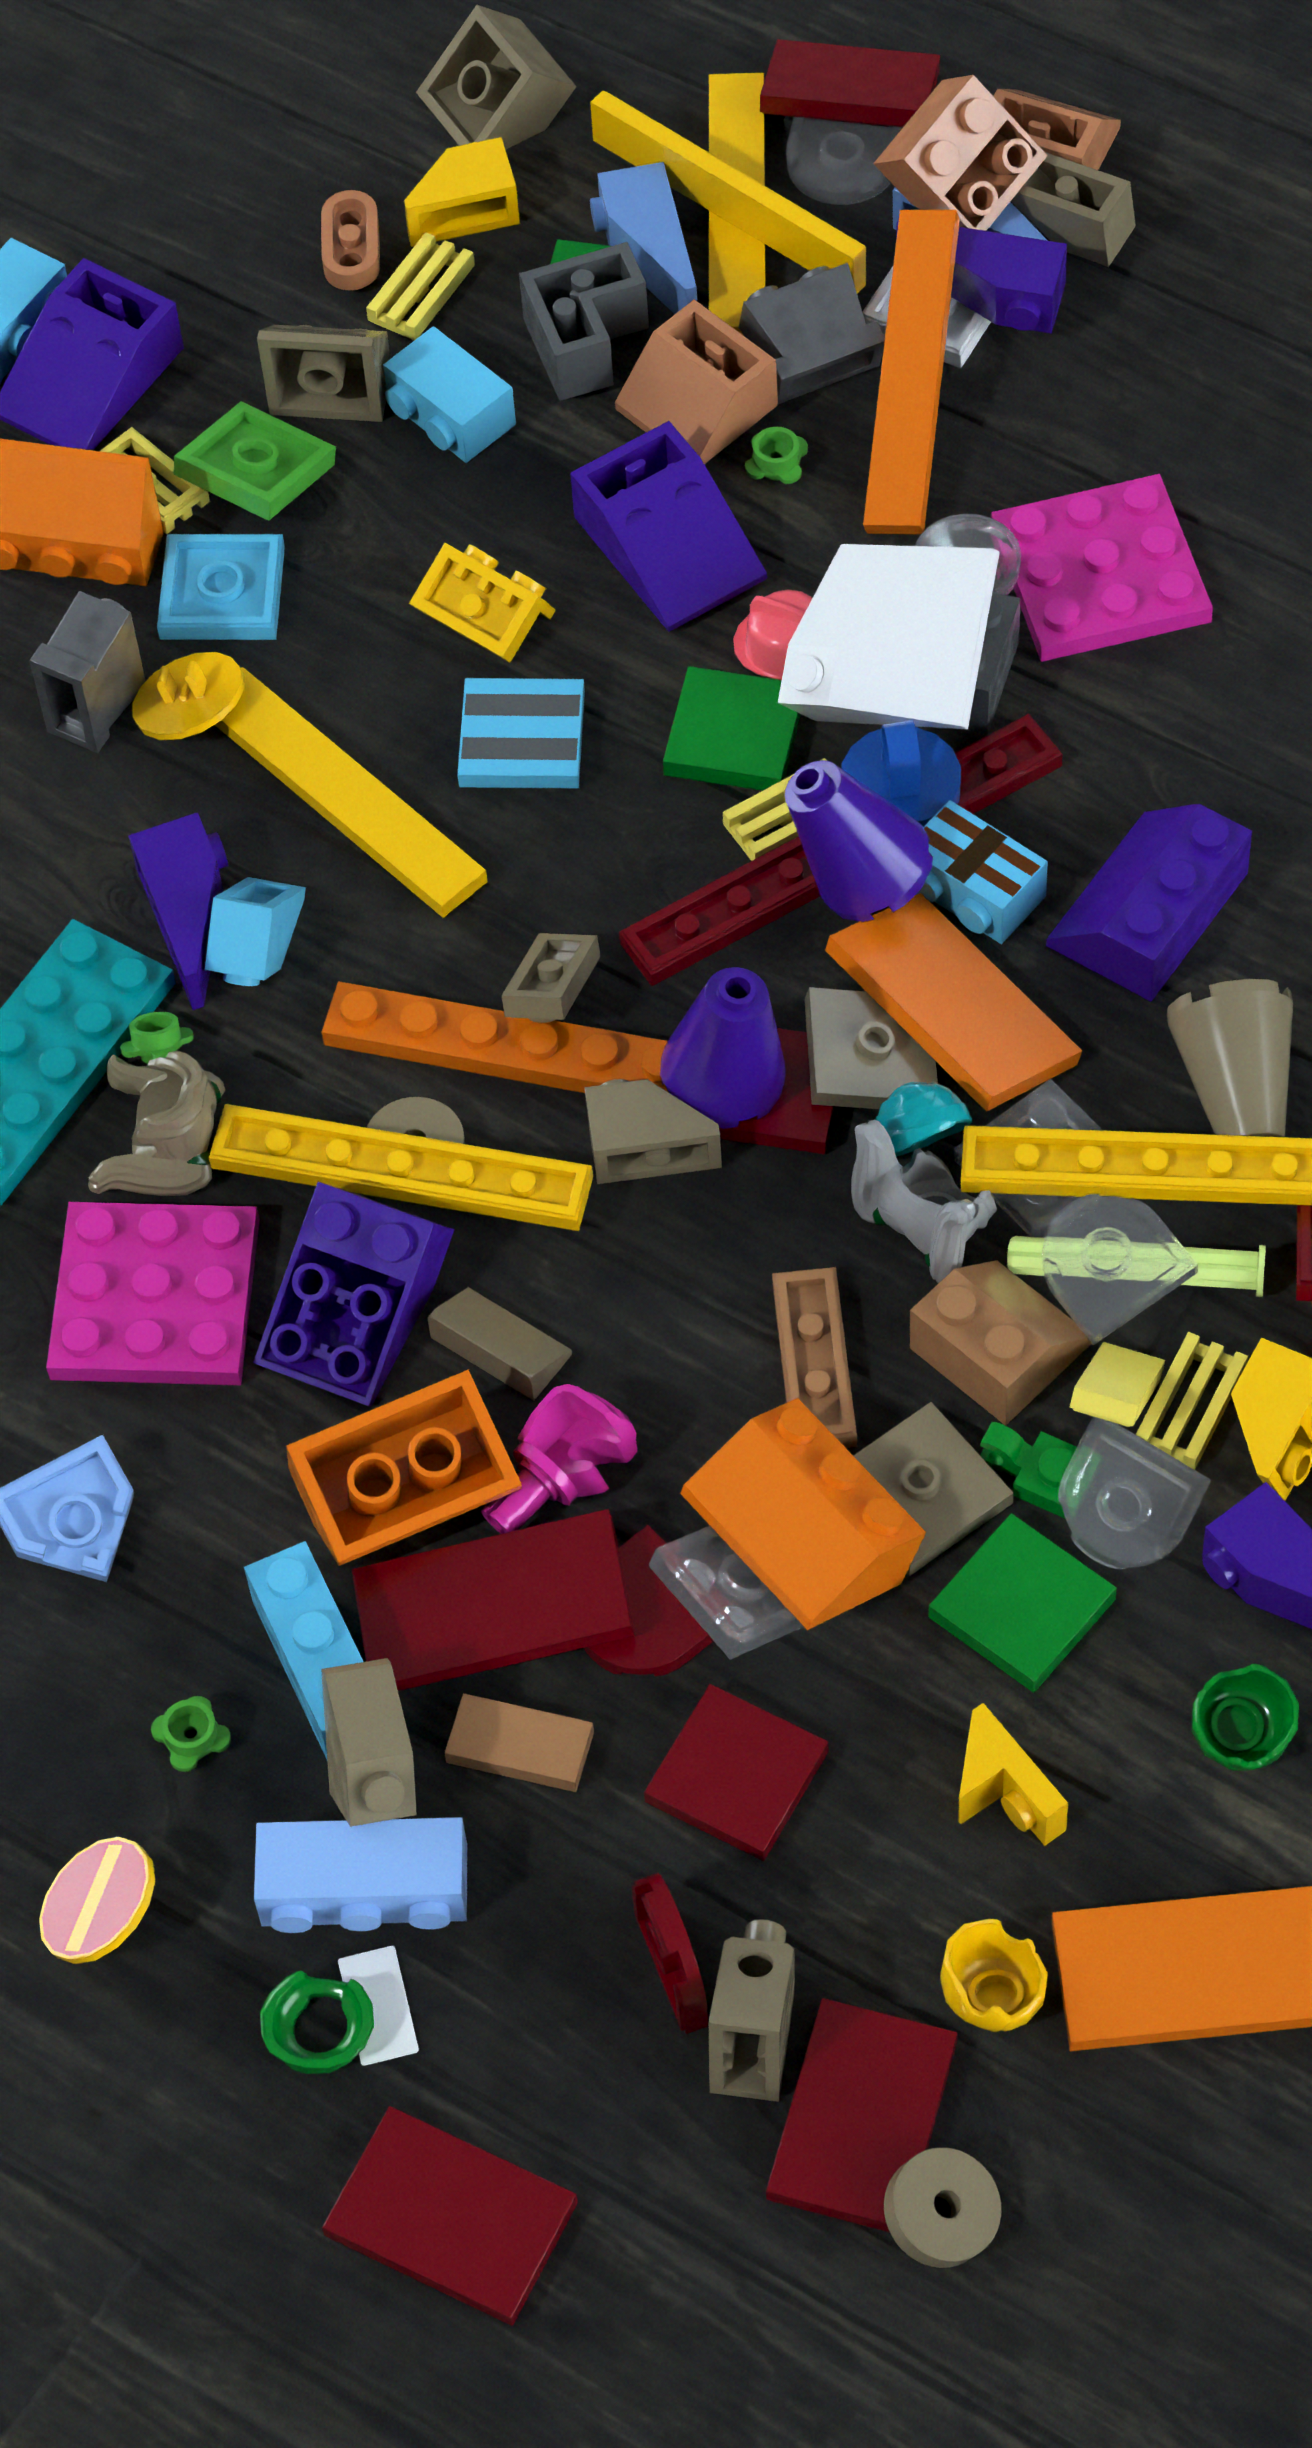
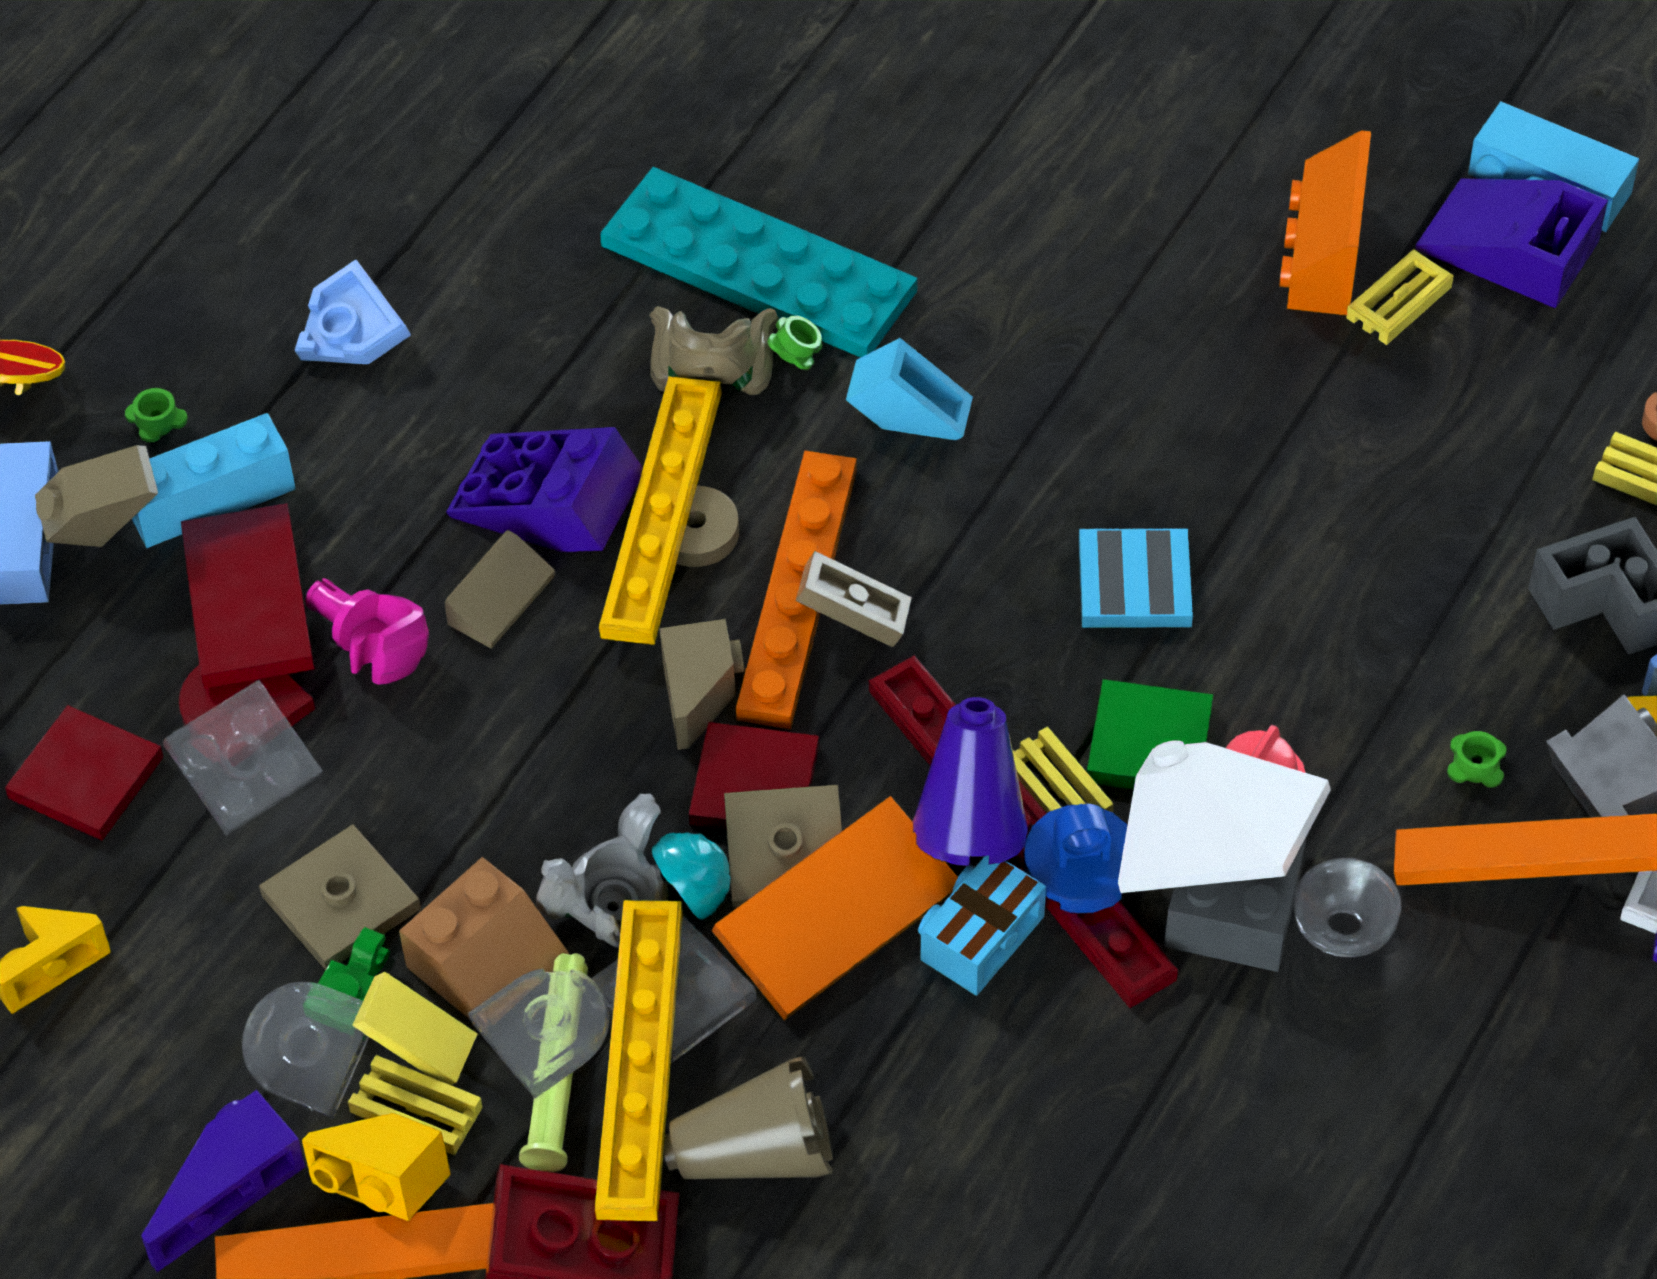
camera: 85 degrees right, 5 degrees down
(88, 671) = (1155, 251): flat silver hips -> none
(153, 1293) = (556, 364): dark pink plate -> none
(180, 879) = (957, 338): dark purple slope -> none
(188, 696) = (1154, 335): yellow piece -> none
(221, 587) = (1285, 355): medium azure tile -> none
(254, 460) = (1415, 358): bright green plate -> none
(324, 371) = (1529, 396): dark tan slope -> none
(352, 799) = (1062, 454): yellow tile -> none
(401, 1468) = (357, 518): orange slope -> none
(449, 395) = (1512, 496): medium azure brick -> none
(479, 602) = (1277, 536): yellow bracket -> none
(519, 1742) = (126, 625): medium nougat tile -> none
(665, 526) = (1367, 663): dark purple slope -> none
(700, 380) = (1543, 683): nougat slope -> none
(727, 1051) = (754, 716): dark purple cone -> none
(805, 1514) = (296, 793): orange slope -> none
(815, 1348) = (473, 818): medium nougat tile -> none
(1022, 1602) = (221, 973): green tile -> none
(1104, 568) = (1369, 1037): dark pink plate -> none
(1155, 896) = (958, 1074): dark purple slope -> none
(1245, 1717) = (80, 1131): green hair -> none

